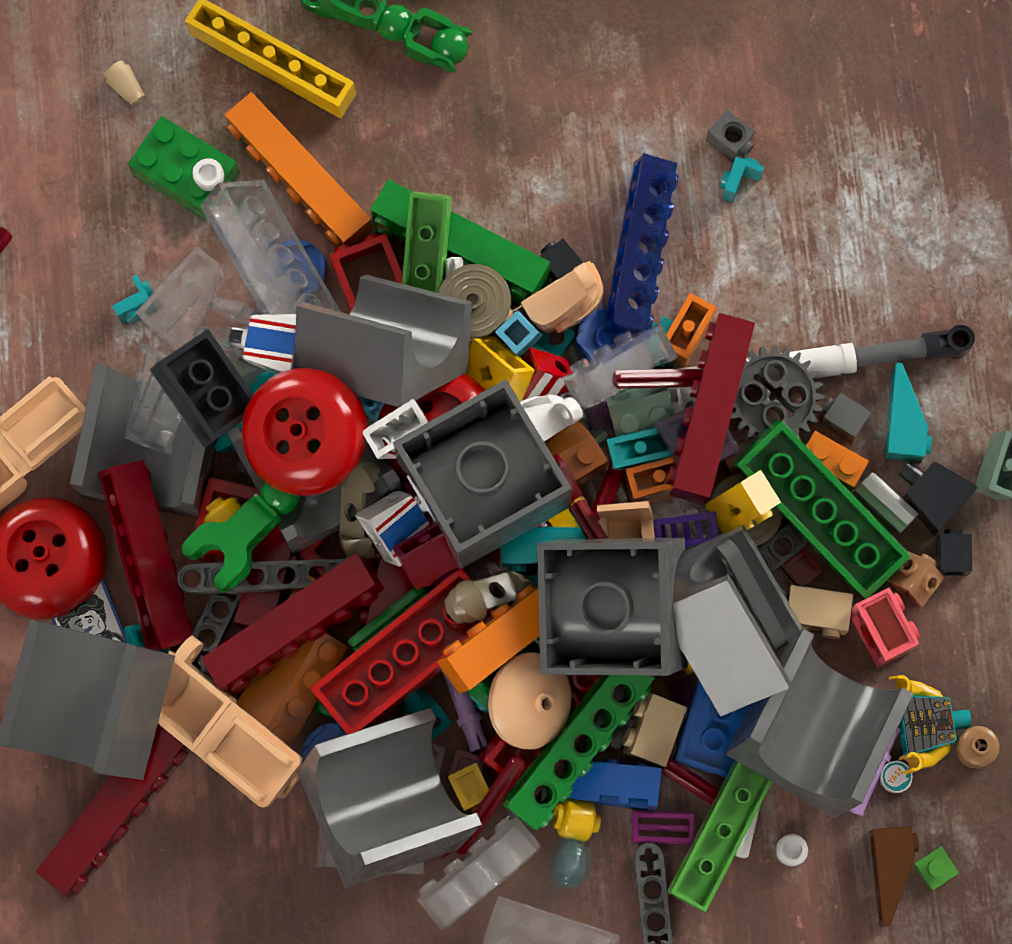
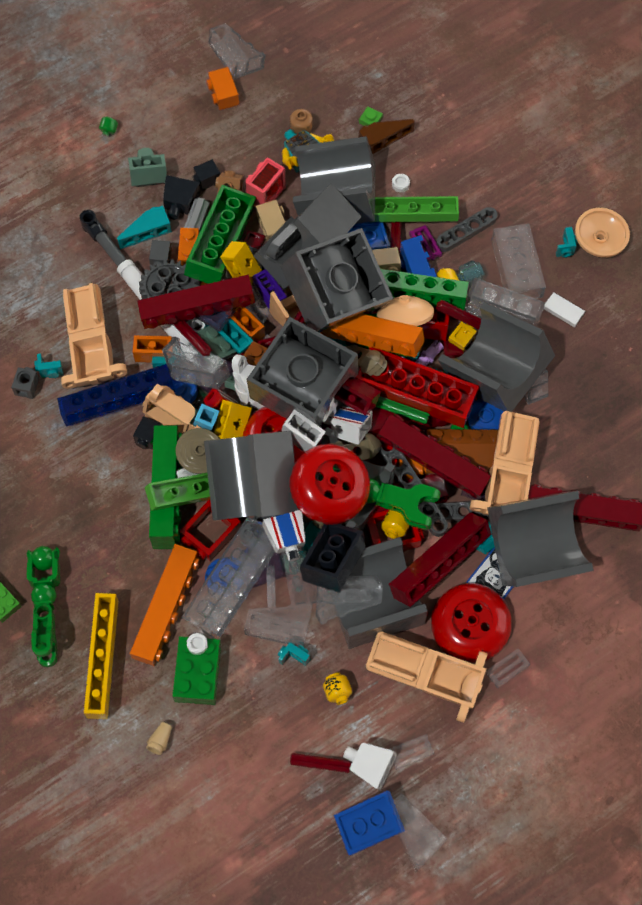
camera: 120 degrees left, 10 degrees down
(56, 332) = (337, 688): none -> yellow head
(735, 241) = (88, 339): none -> light nougat piece

